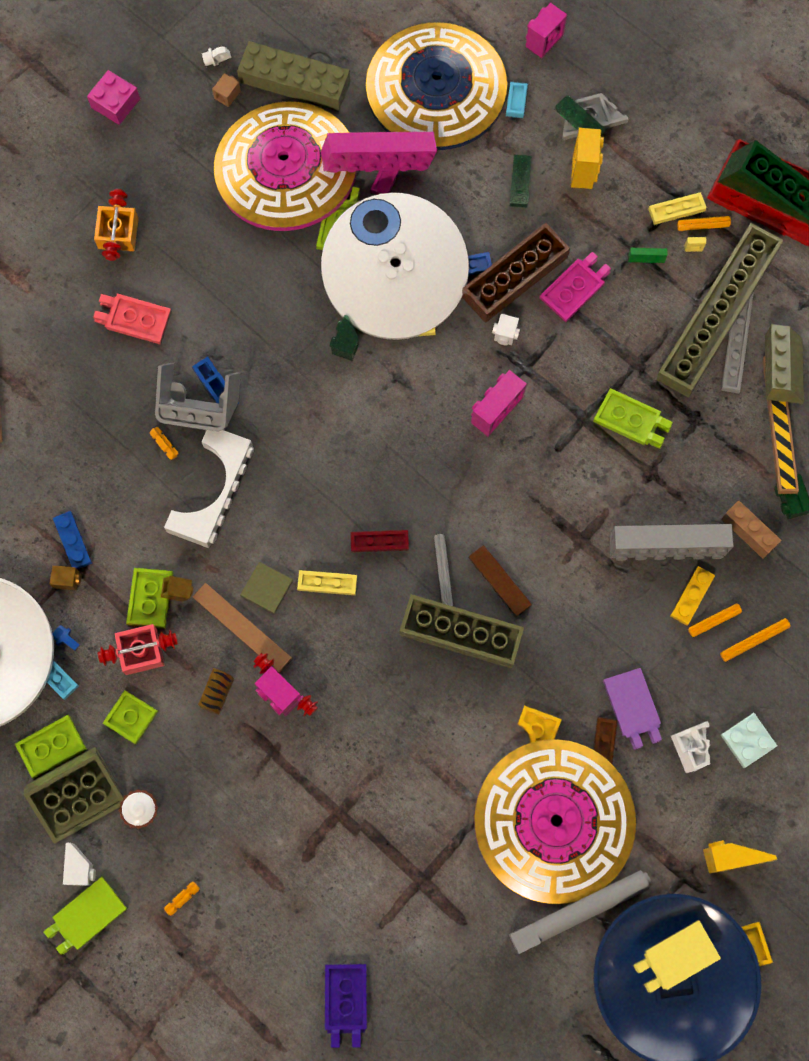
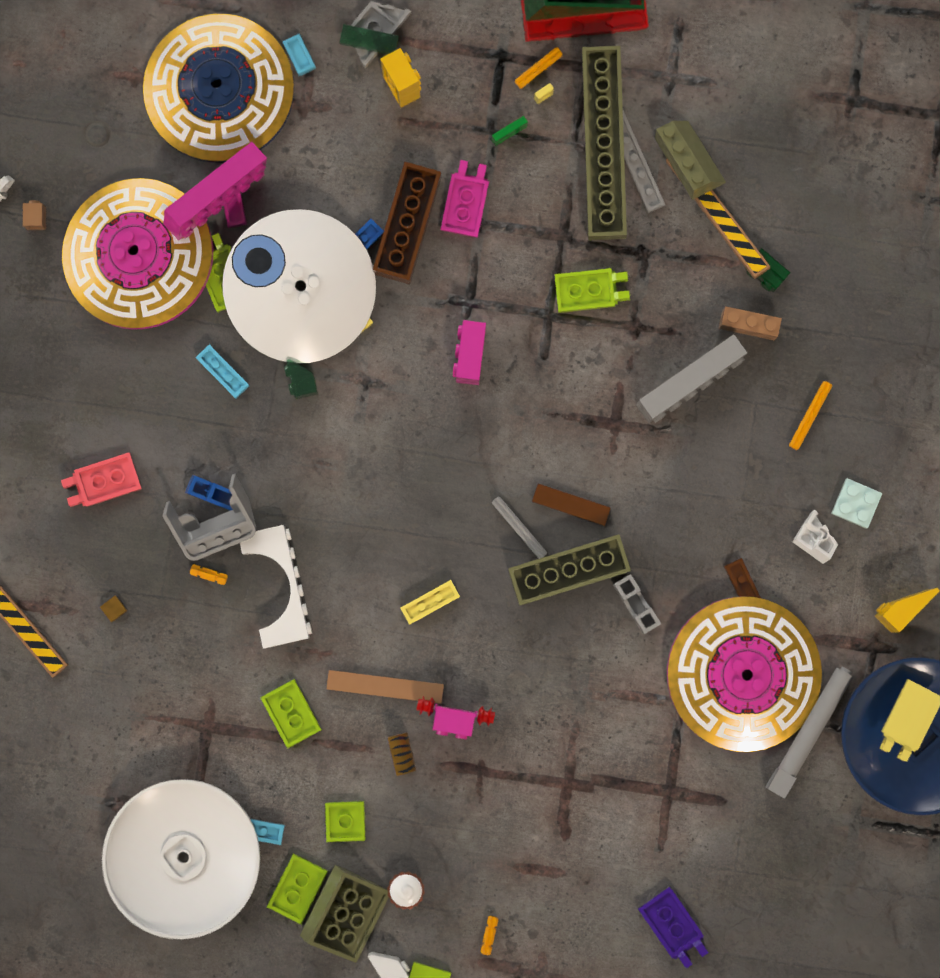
camera: 35 degrees left, 10 degrees up
(62, 635) = (240, 794): blue piece -> none
(65, 578) = (209, 744): pearl gold brick -> none
(69, 421) = (113, 608): none -> pearl gold tile
(72, 540) = (191, 709): blue plate -> none
(116, 226) = (30, 411): light orange brick -> none
(138, 649) = (314, 763): coral brick -> none
(176, 588) = (309, 692): pearl gold brick -> none
(266, 587) = (382, 639): olive tile -> none
(288, 294) = (222, 371): none -> medium azure plate
(293, 76) = (85, 163): olive brick -> none
(379, 541) = (449, 537): dark red plate -> none
(500, 697) = (636, 604): none -> light grey arch
(506, 330) = (432, 280): white brick -> none
(520, 181) = (354, 132): clear green plate -> none
(538, 724) = (681, 604): yellow tile -> none
(633, 706) = (747, 537): medium lavender tile -> none
(677, 208) = (507, 69): light yellow plate -> none
(692, 595) = (736, 411): yellow plate -> none
(715, 620) = (768, 420): light orange axle -> none

